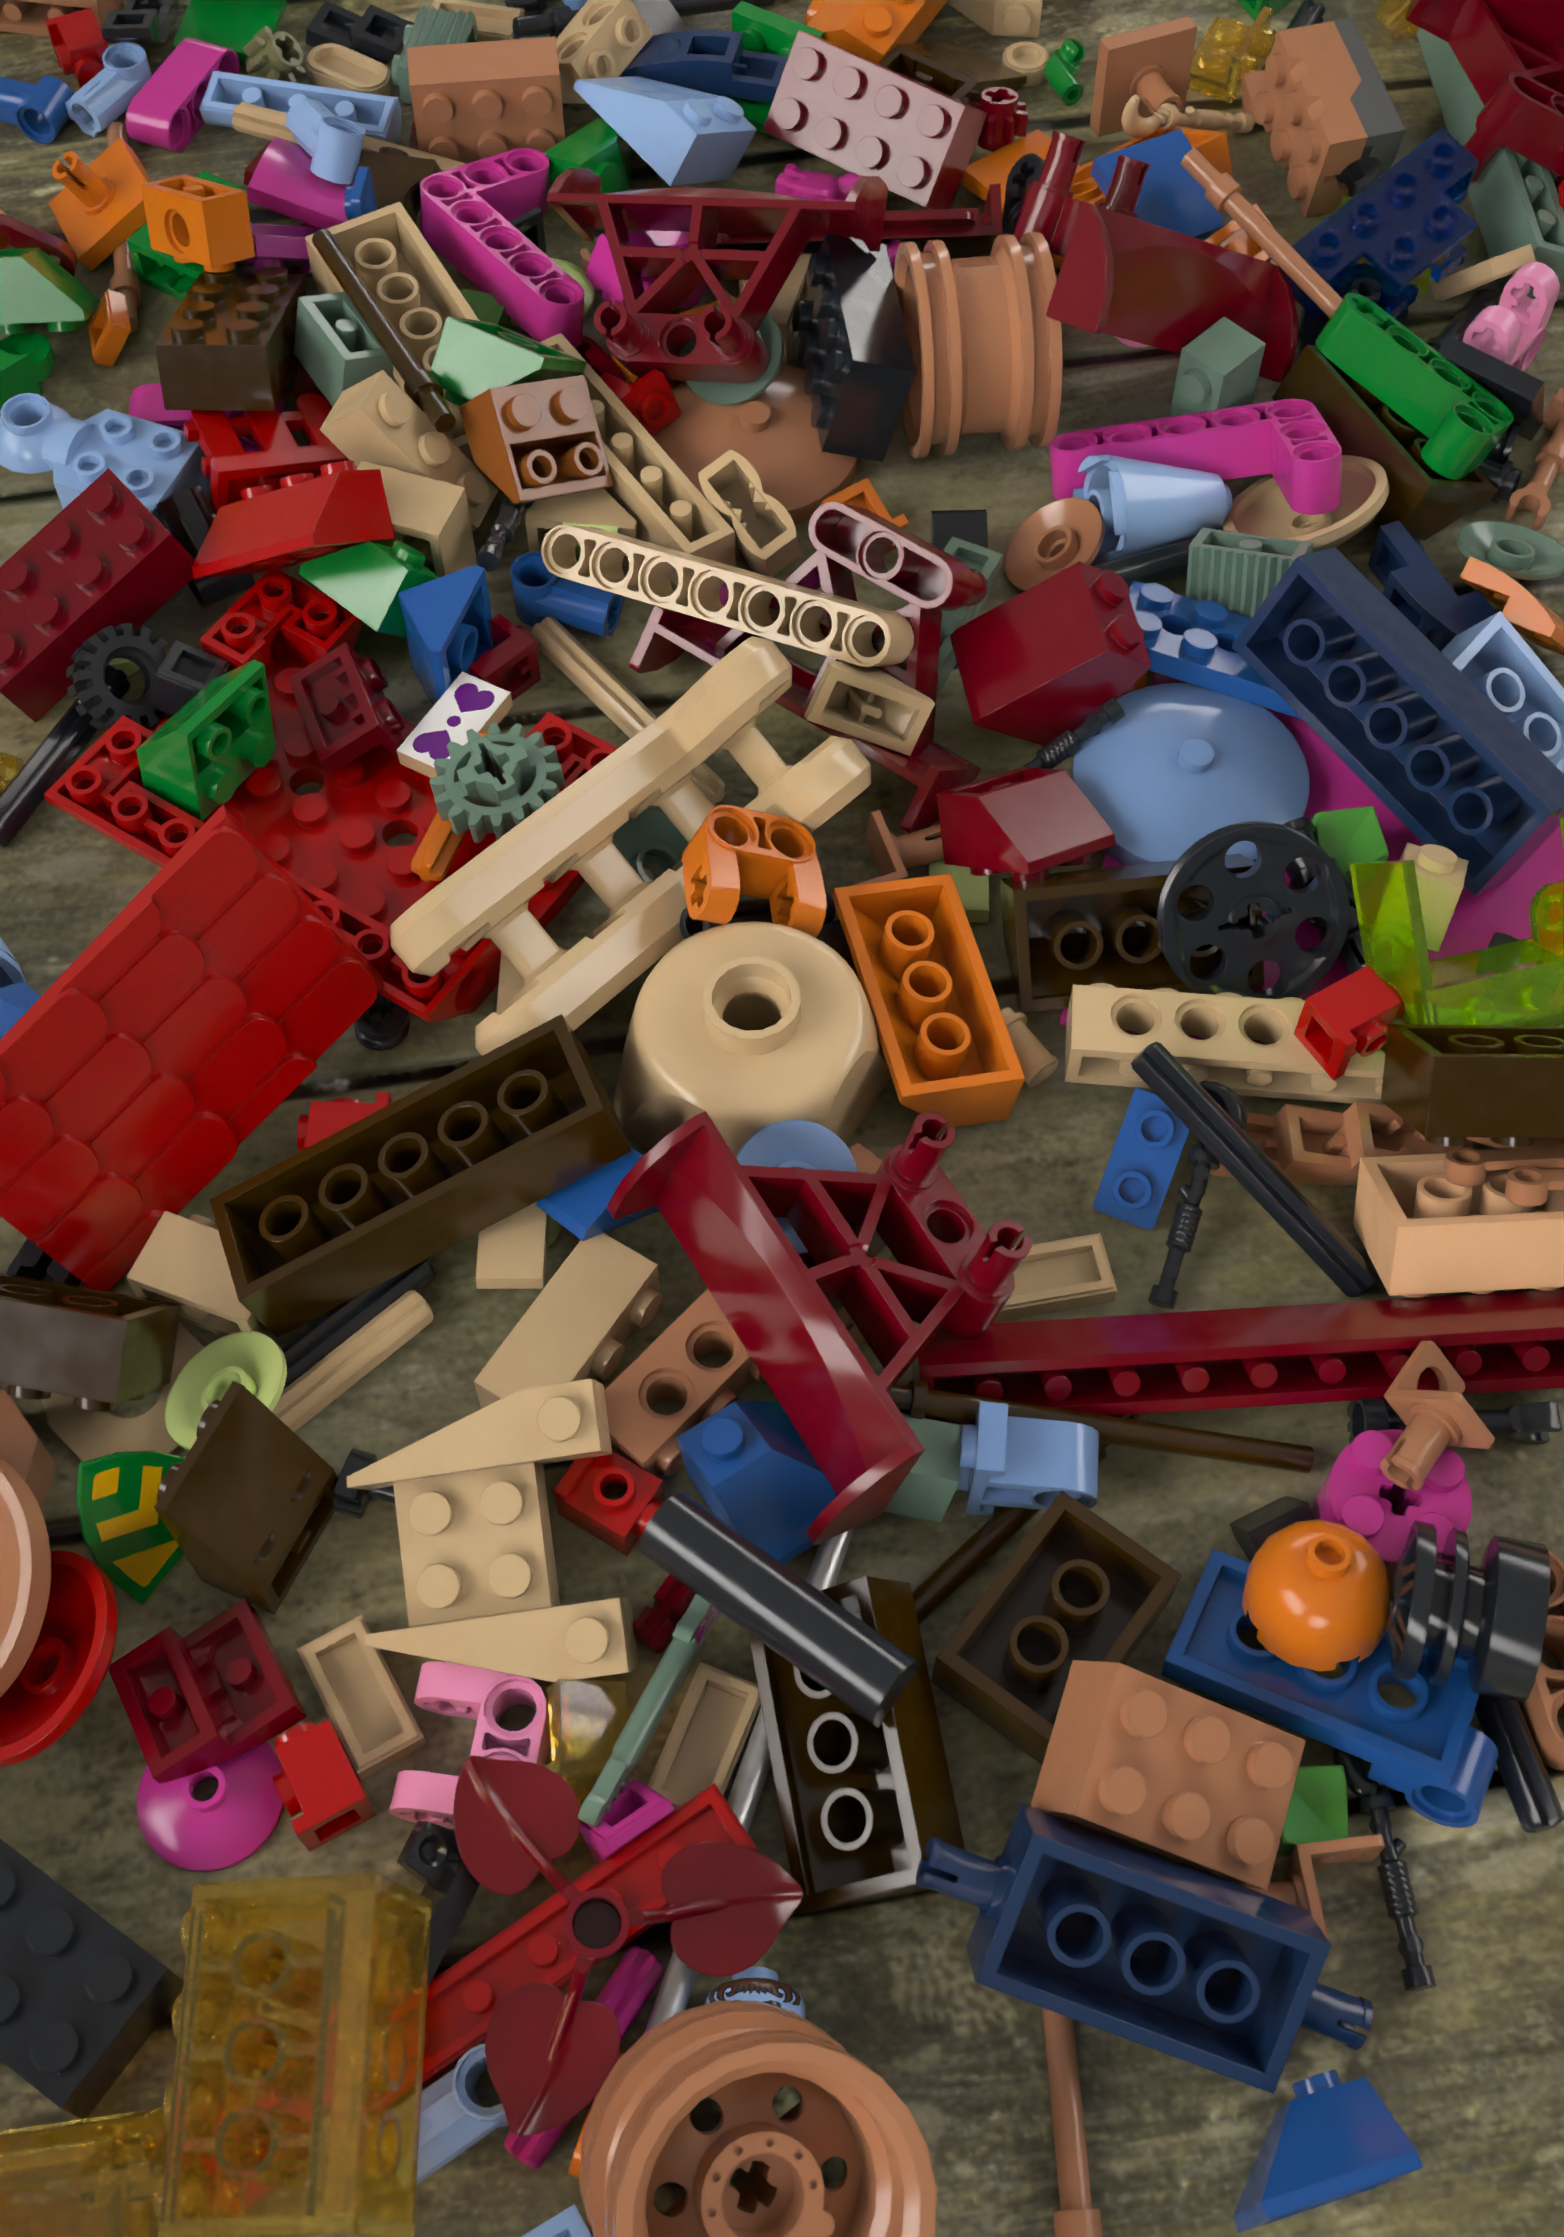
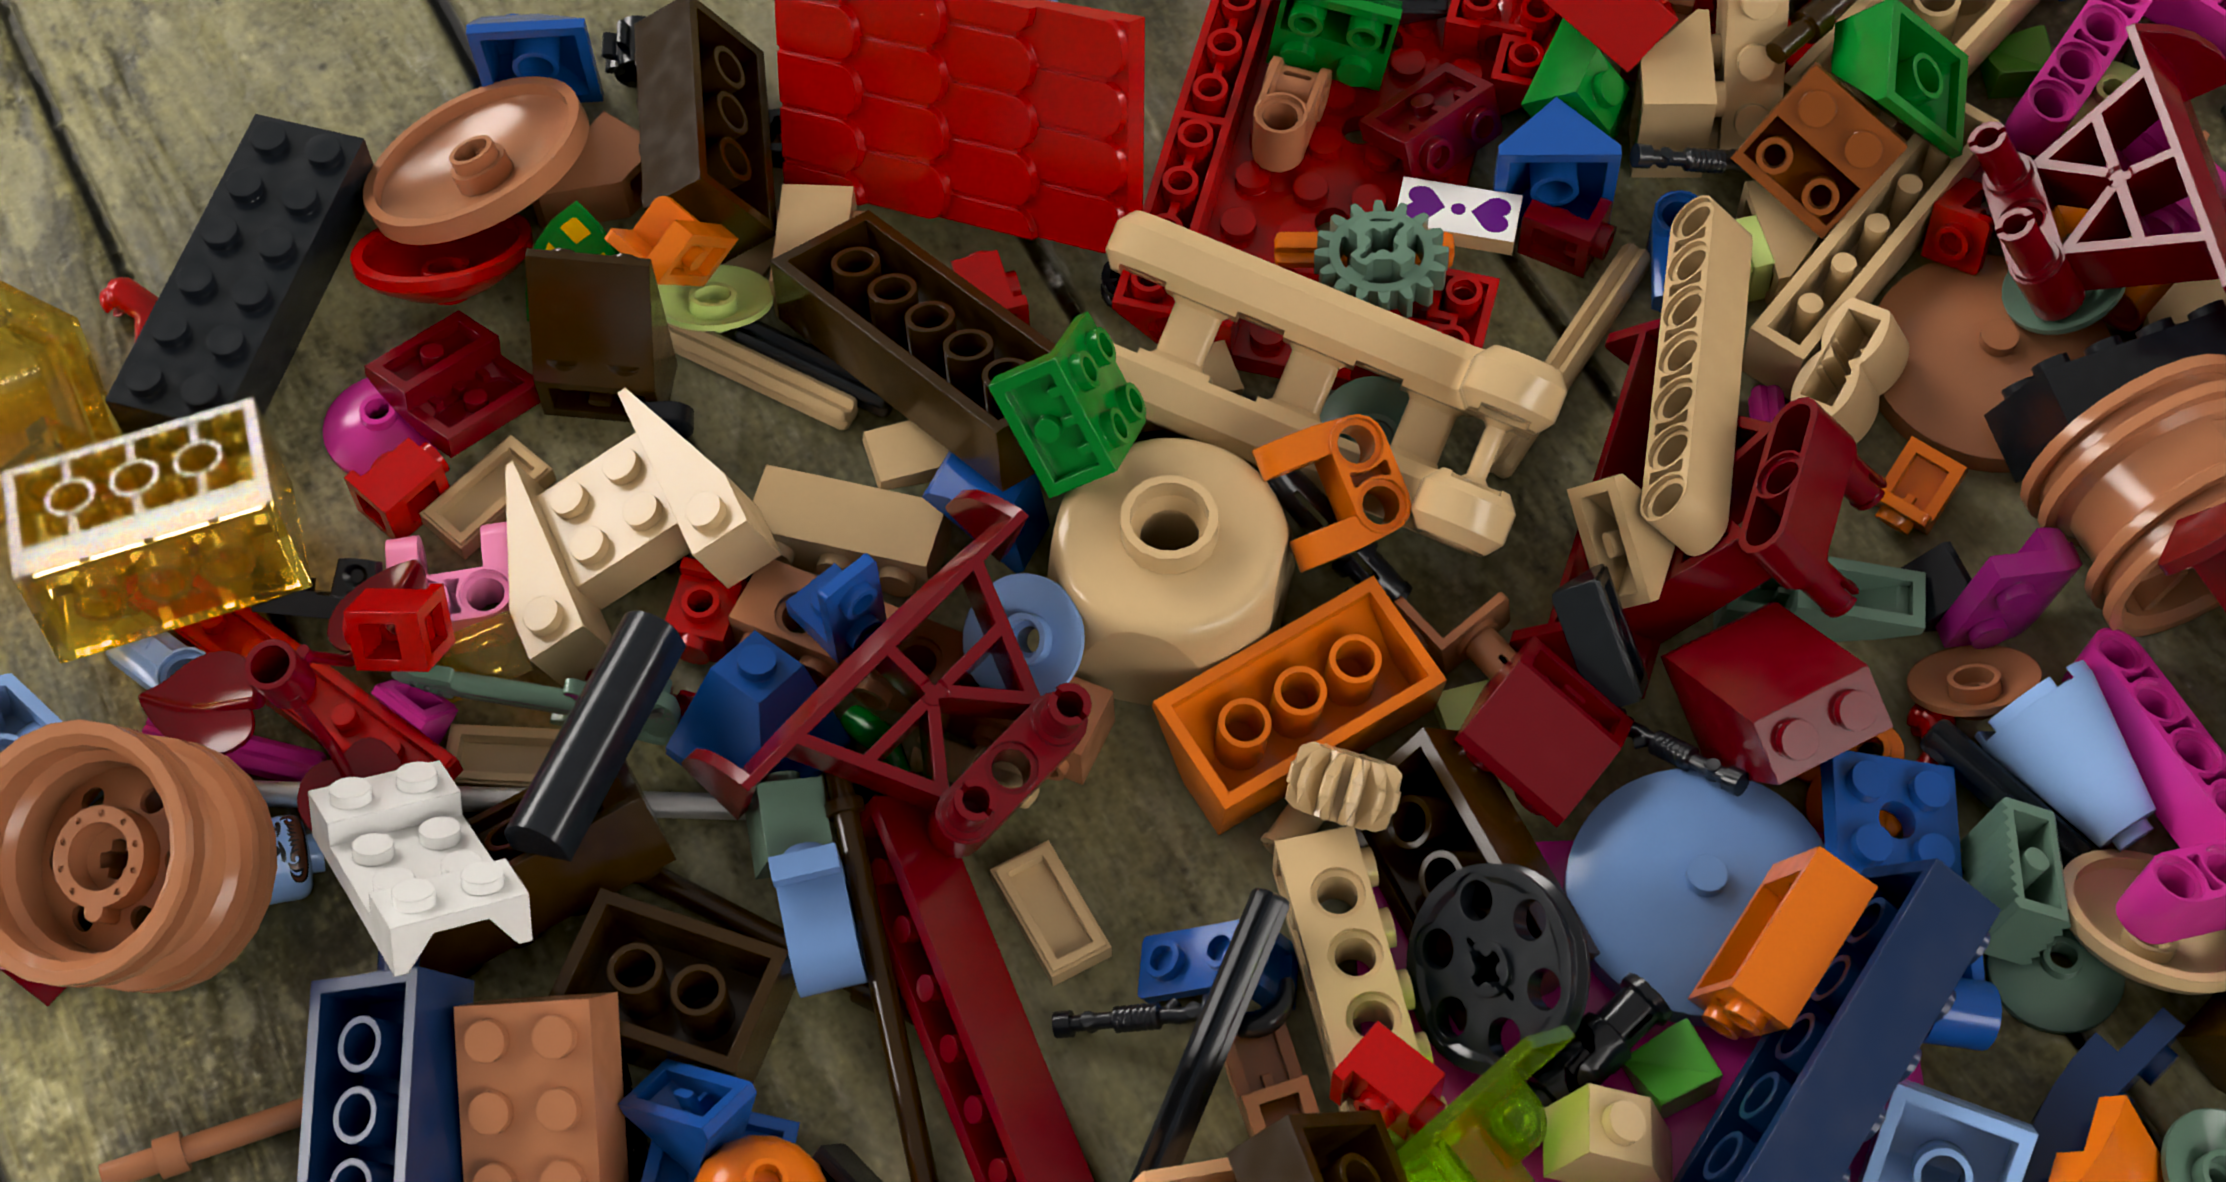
camera: 75 degrees right, 0 degrees up
(173, 1385) = (676, 242): none -> orange panel
(281, 814) = (1287, 114): none -> nougat piece
(561, 1793) = (399, 628): none -> red brick
(609, 1045) = (1072, 408): none -> green bracket
(699, 1345) = (841, 607): none -> blue bracket
(884, 1827) = (413, 860): none -> white piece
(948, 748) = (1601, 636): none -> black slope
(993, 478) = (2010, 592): none -> magenta slope
(1044, 972) = (1343, 786): none -> tan gear
(1214, 1623) = (690, 1110): none -> blue slope
(1267, 740) = (1782, 945): none -> orange window

